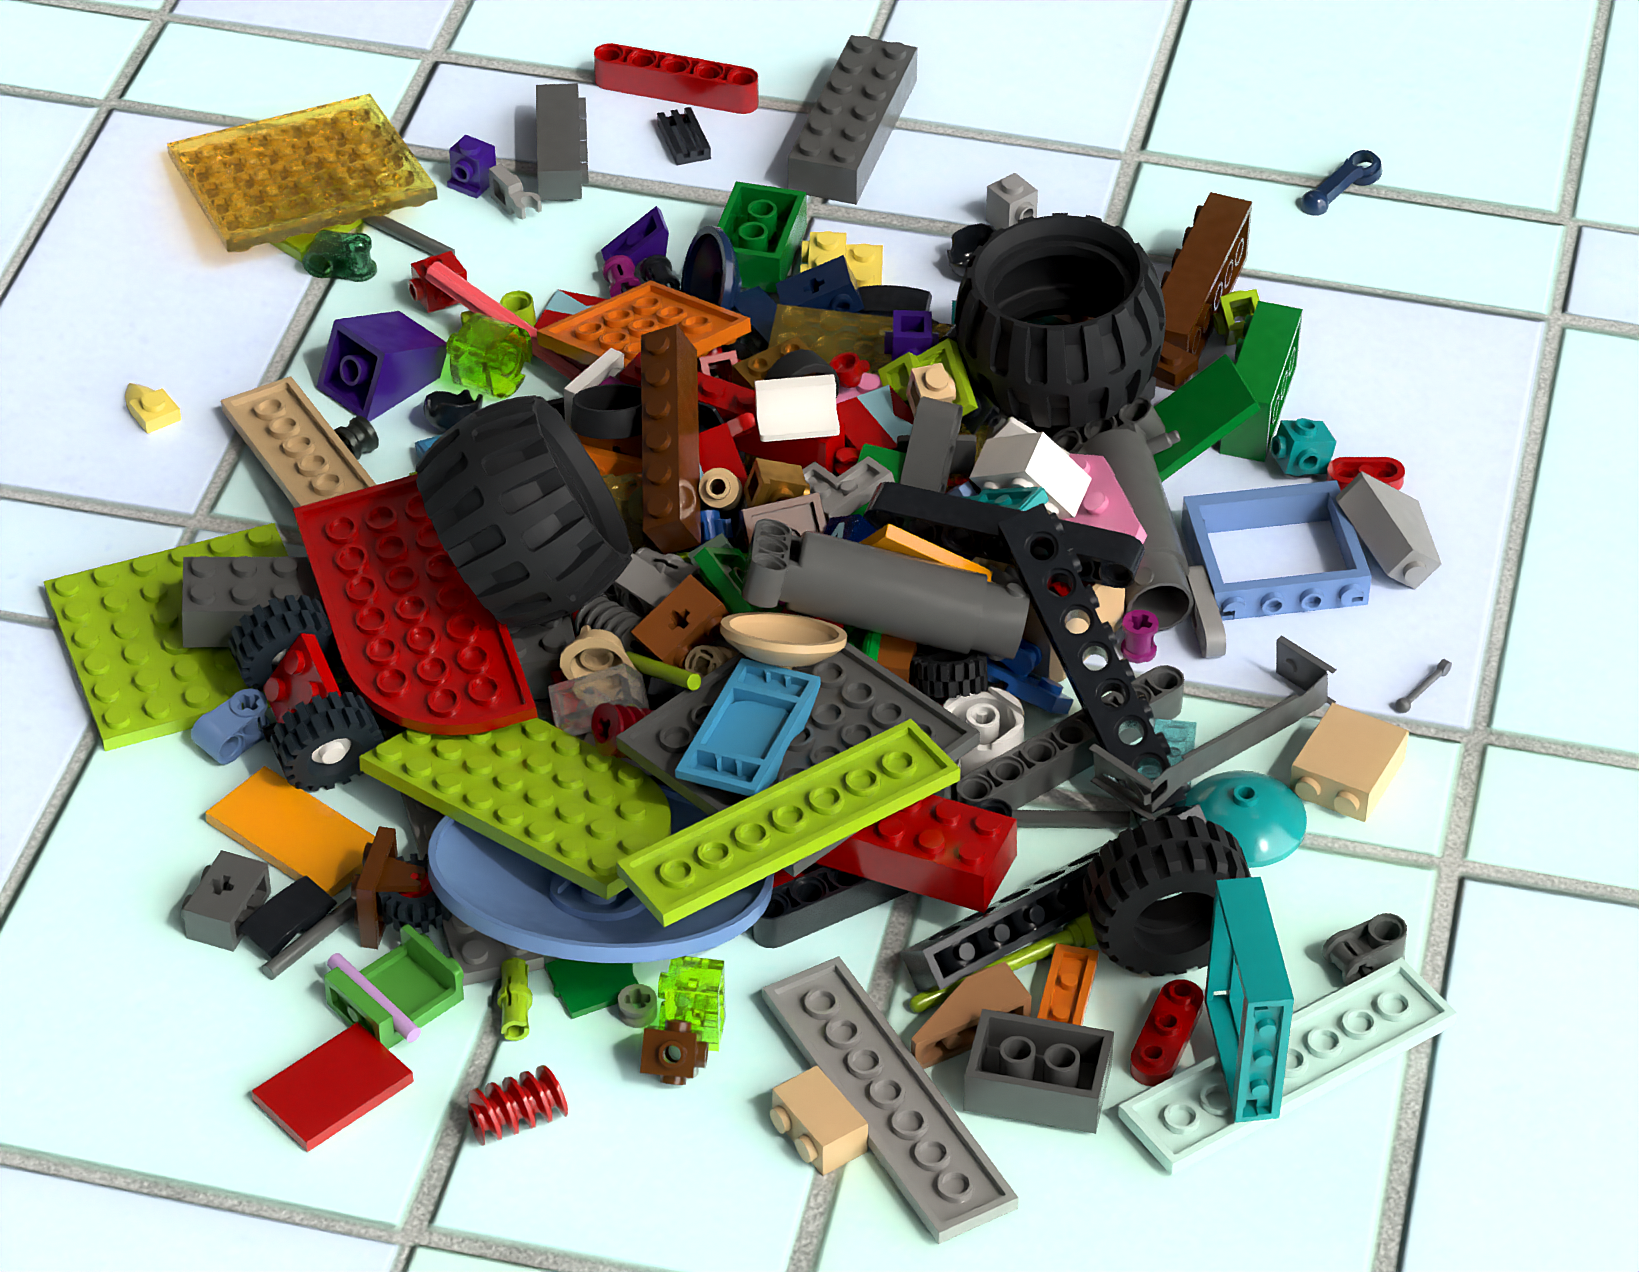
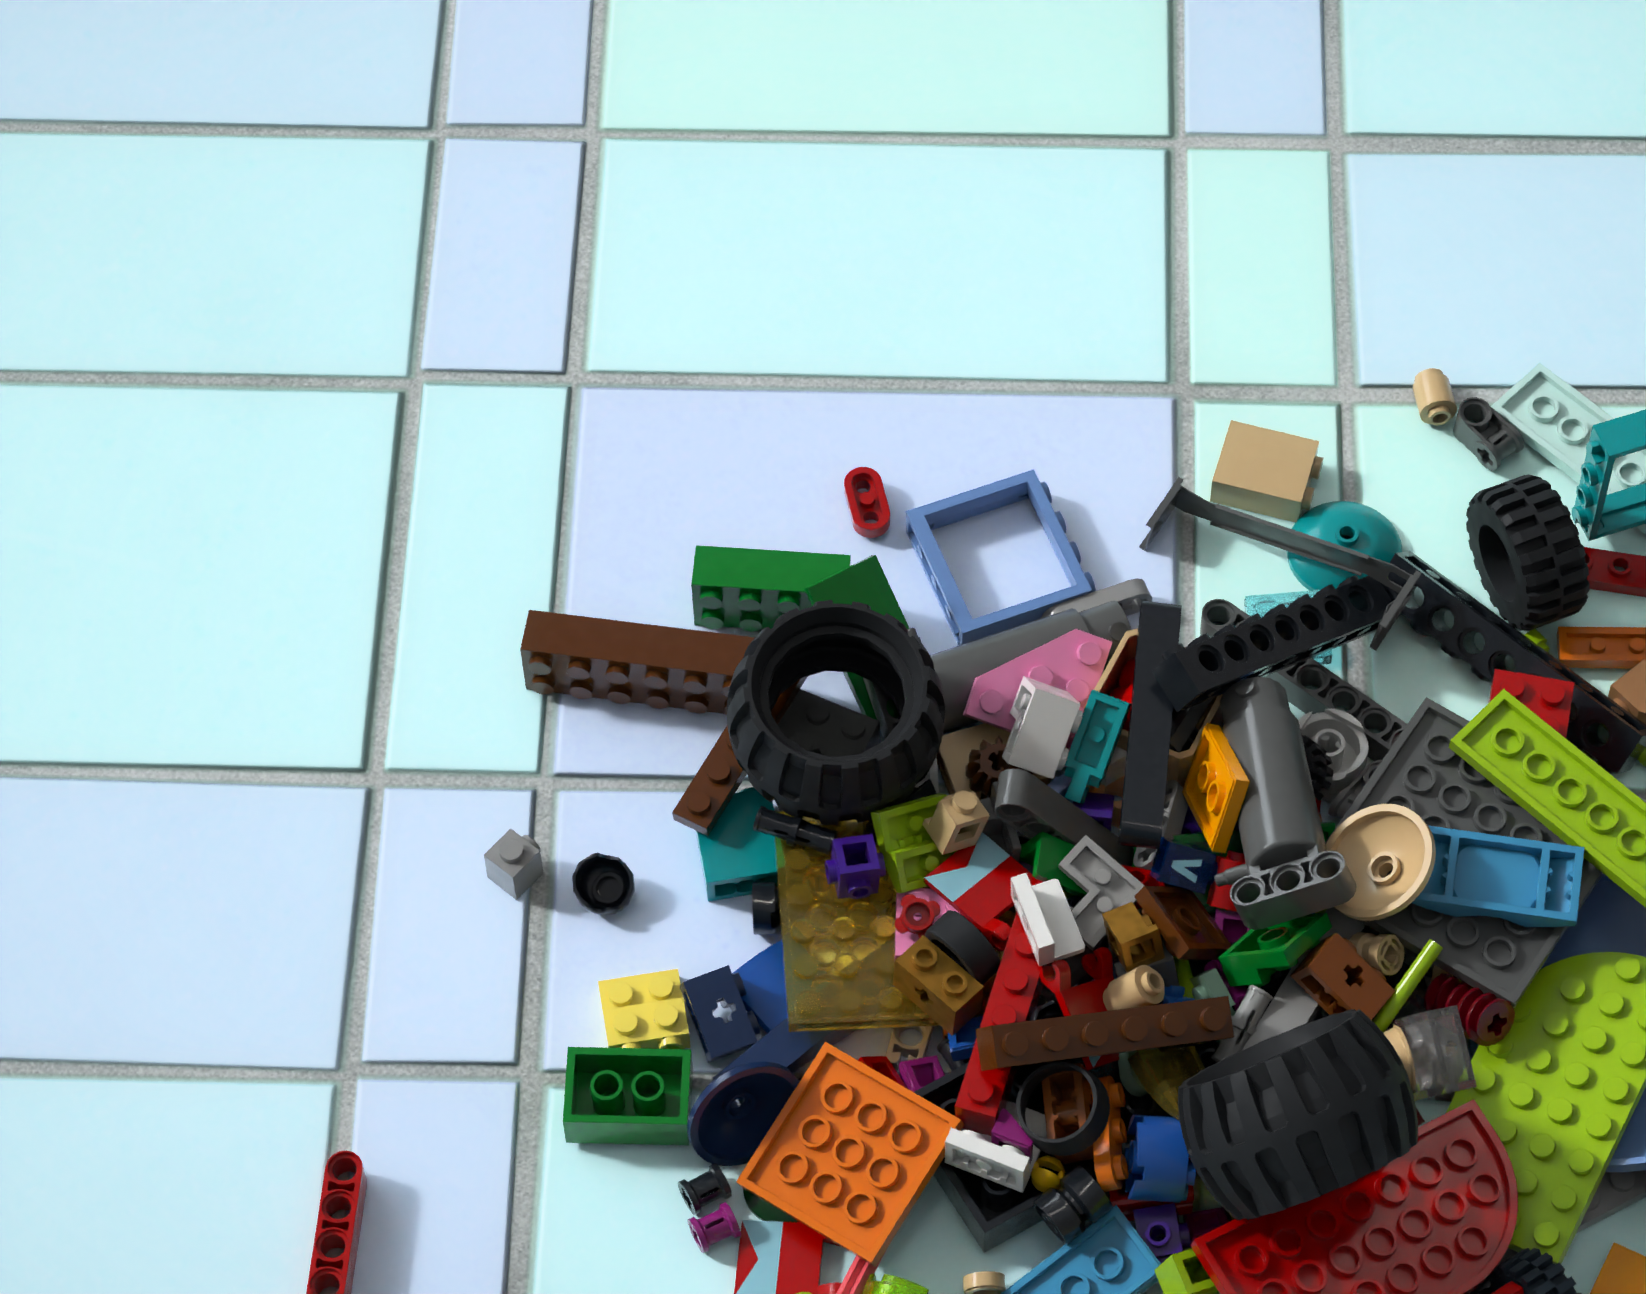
camera: 100 degrees left, 15 degrees up
(641, 239) = (664, 1217): dark purple slope -> none
(679, 120) = (422, 1215): black tile -> none
(853, 119) = (384, 1047): dark grey brick -> none
(883, 299) = (701, 944): black slope -> none
(1072, 818) = (1390, 680): dark grey bar -> none
(1234, 308) = (671, 612): lime brick -> none
(1303, 447) = (859, 547): teal brick -> none
(1317, 201) = (432, 597): dark blue piece -> none
(1391, 529) = (962, 460): light grey slope -> none
(1403, 704) = (1110, 420): dark grey hinge -> none
(1428, 918) = (1434, 397): none -> tan brick

